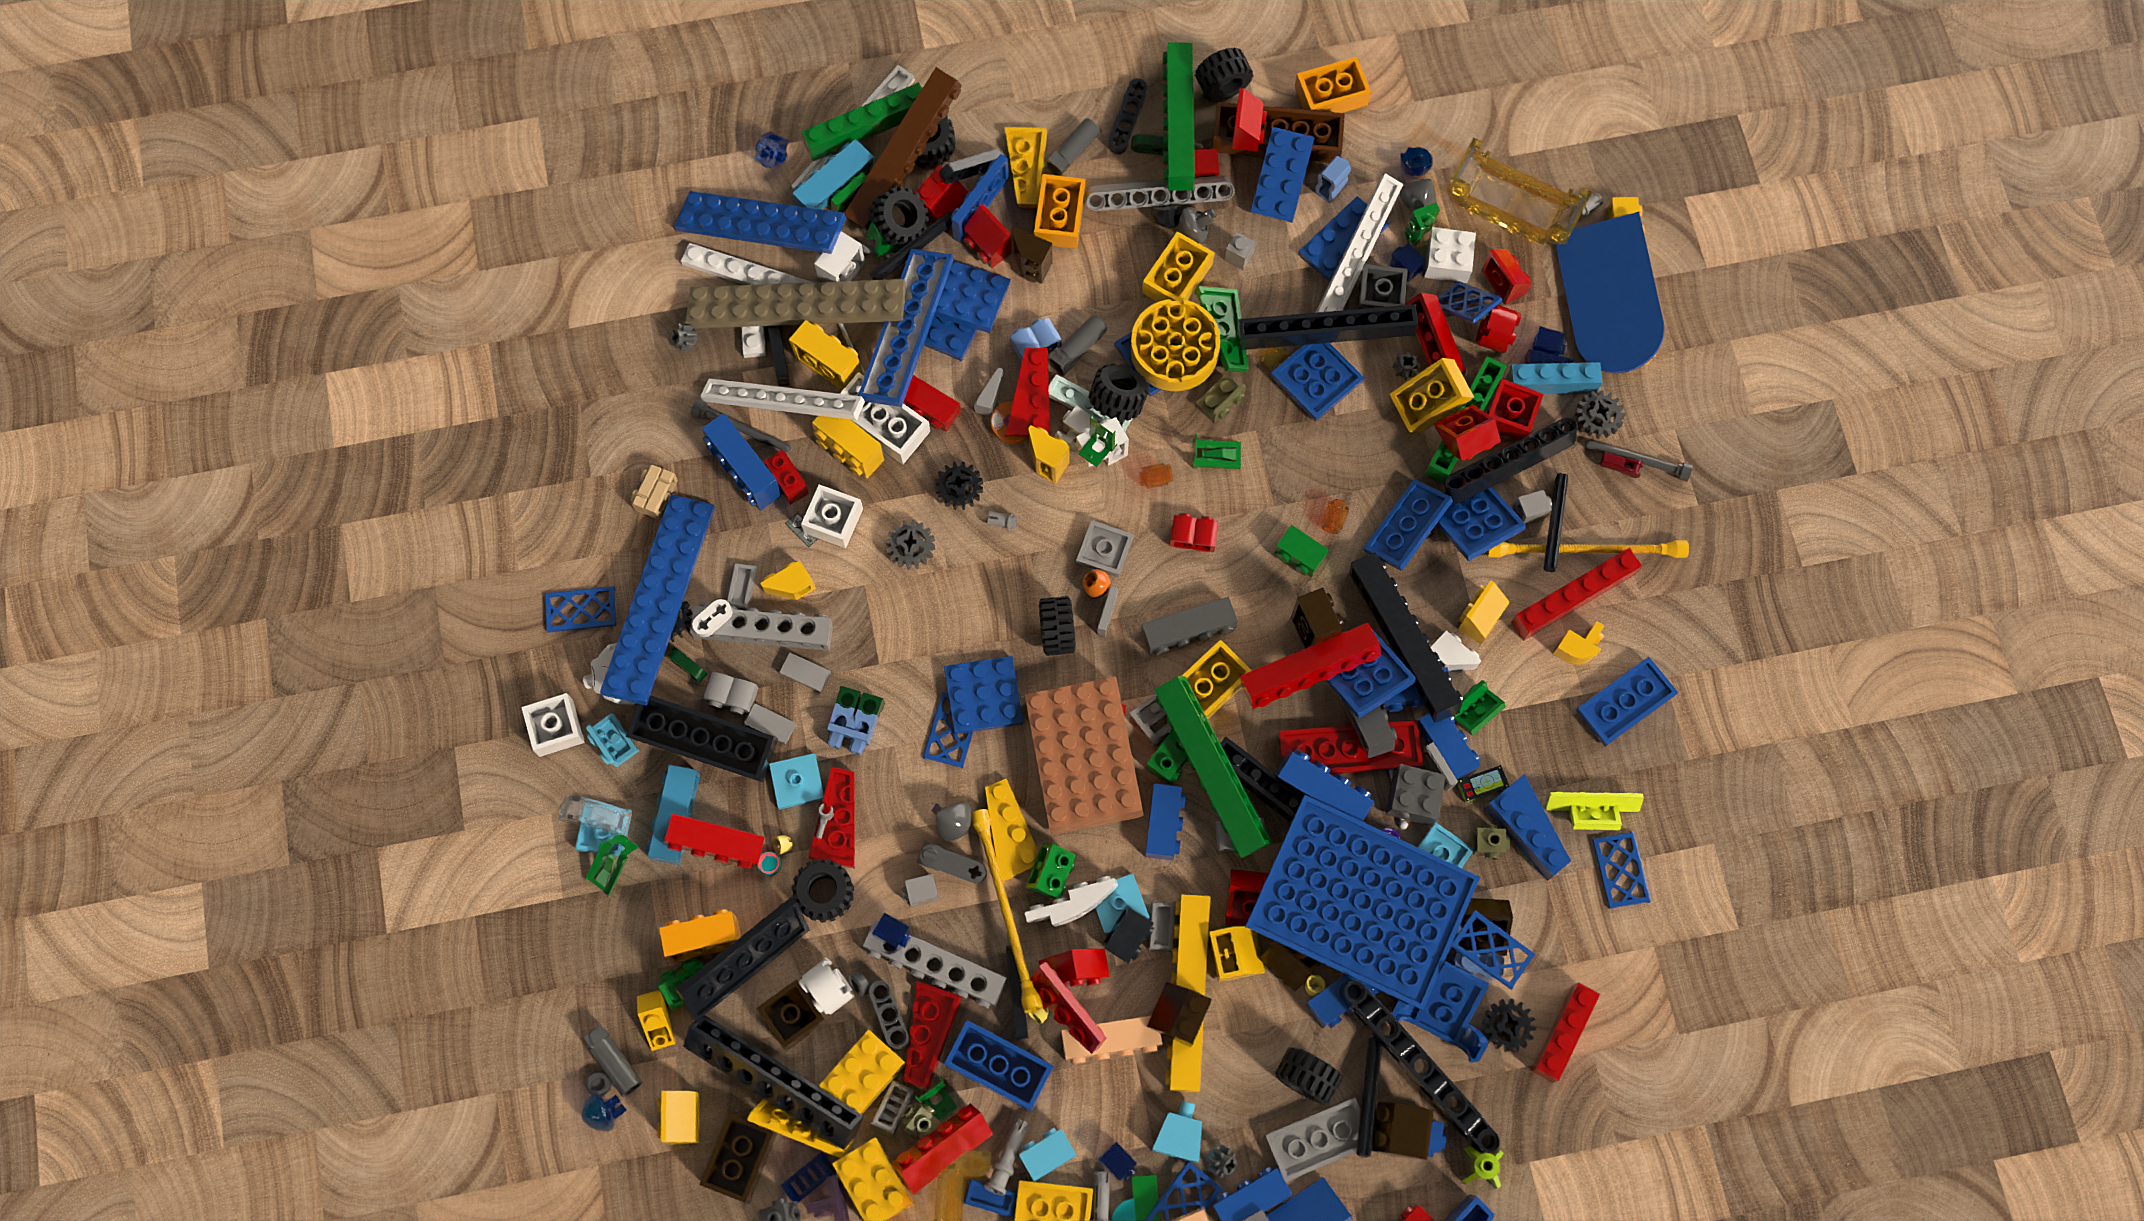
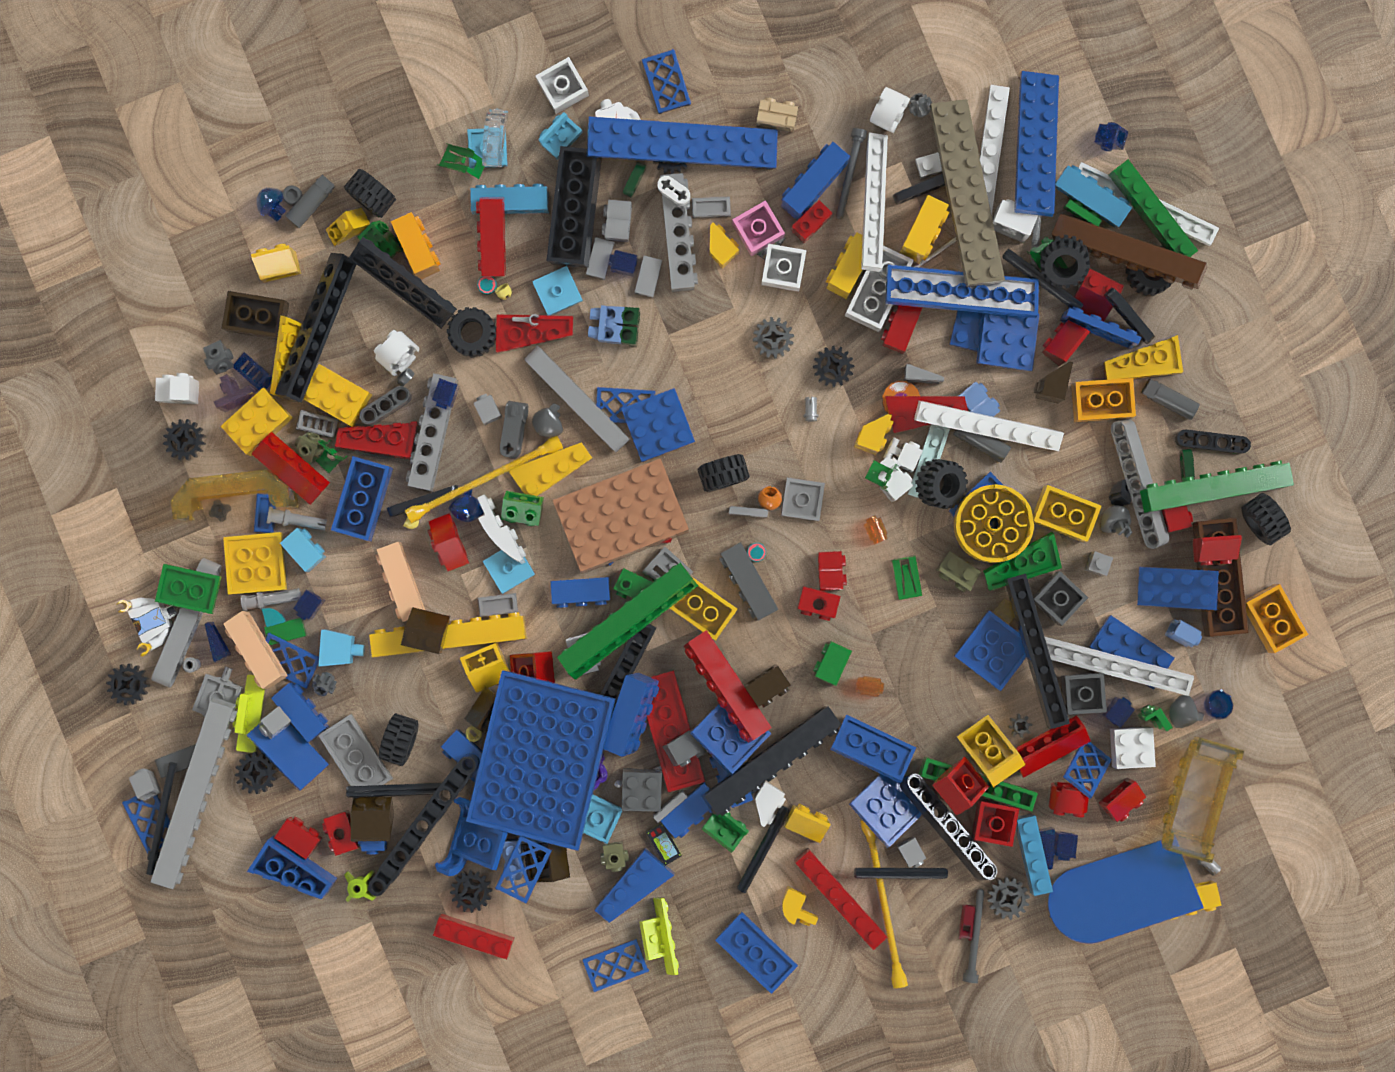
camera: 75 degrees right, 15 degrees up
(622, 979) = (370, 193): none -> black tyre
(680, 368) = (889, 109): none -> white brick
(779, 535) = (758, 228): none -> bright pink brick
(782, 696) = (623, 263): none -> clear blue brick
(790, 1015) = (368, 329): dark brown slope -> none
(931, 782) = (576, 398): none -> light grey beam
(1036, 938) = (466, 507): none -> clear blue piece
(1063, 331) = (988, 425): none -> white plate
(1066, 1008) = (411, 542): red wing -> none
(1128, 934) = (483, 579): black brick -> none
(1155, 610) = (756, 552): none -> teal tile
(1232, 541) = (829, 600): none -> red brick
(1271, 294) = (1059, 598): none -> dark grey brick
(1426, 1170) = (331, 824): none -> red brick
(1508, 672) = (763, 849): none -> black axle

